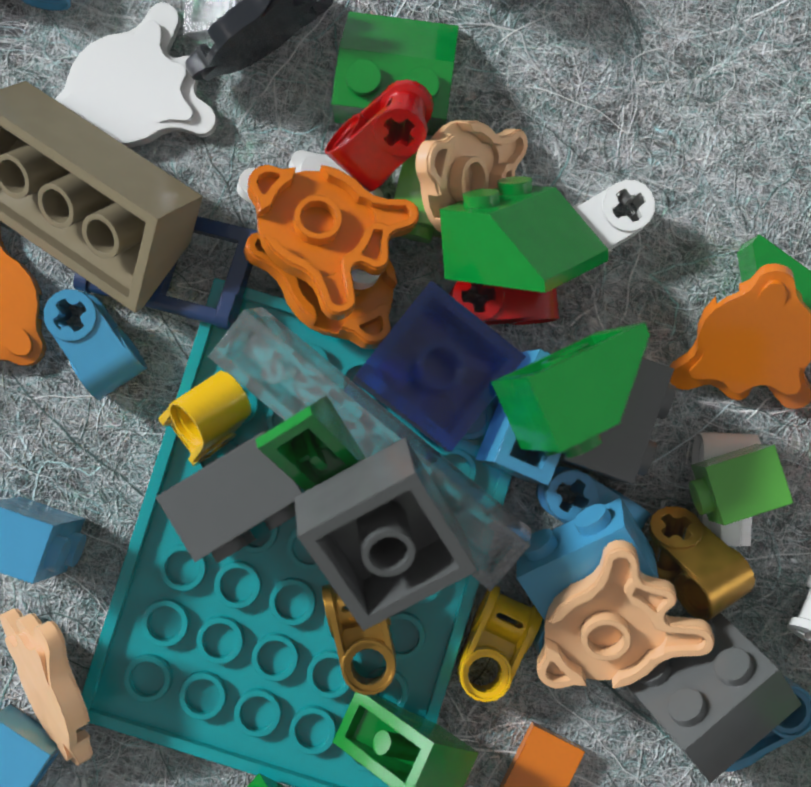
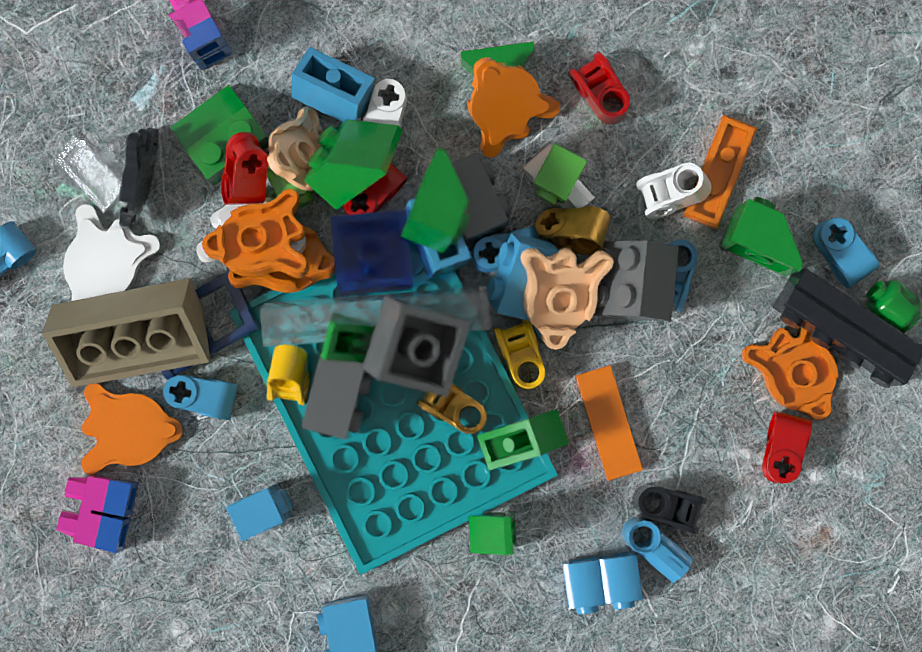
camera: 40 degrees left, 0 degrees up
(49, 682) = (332, 567): light nougat tile -> none
(573, 134) = (331, 86): none -> dark azure brick

